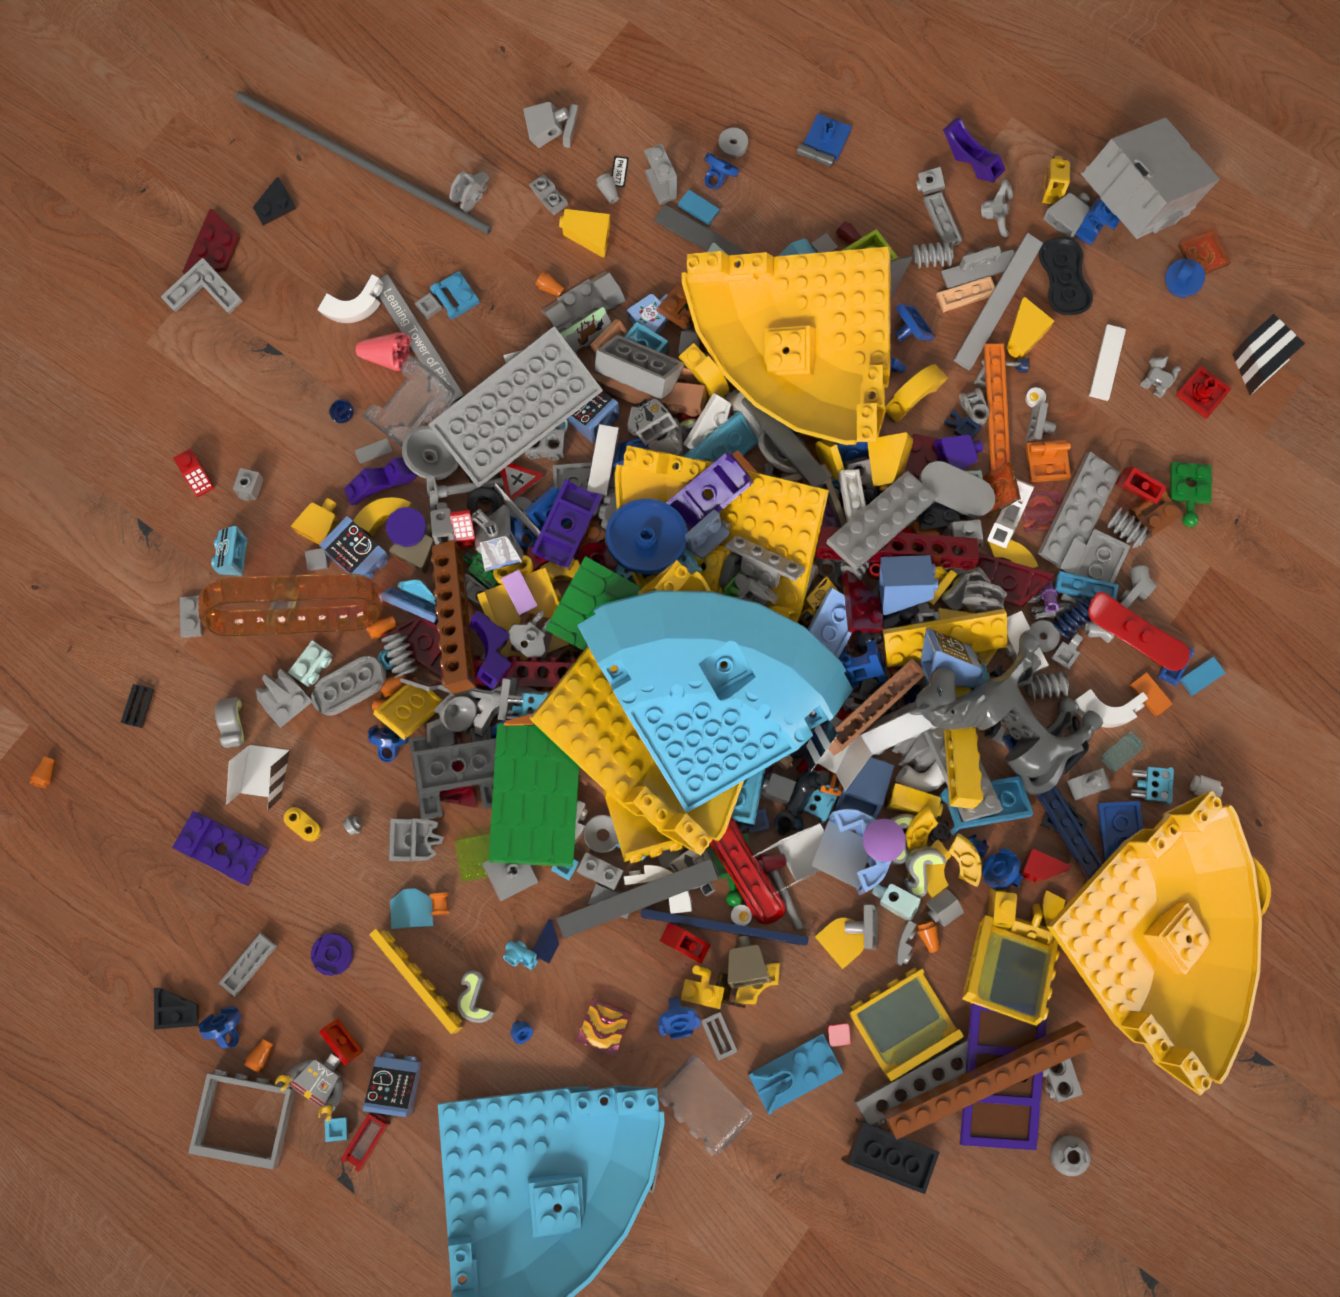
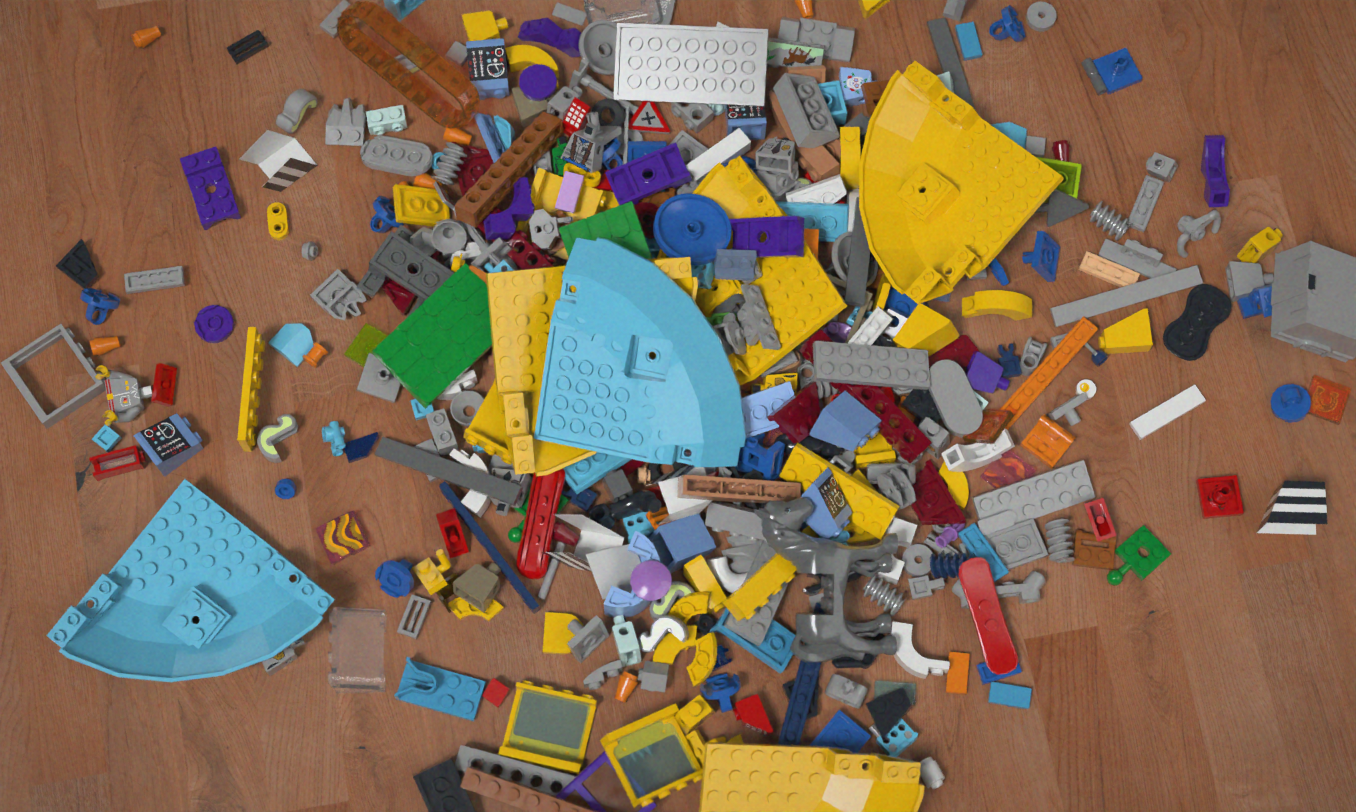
camera: 40 degrees right, 5 degrees down
(488, 729) = (457, 263): none -> yellow plate
(741, 915) = (509, 551): white tile -> none
(1136, 770) = (889, 710): none -> black wing
(1159, 377) = (1196, 460): light grey animal -> none

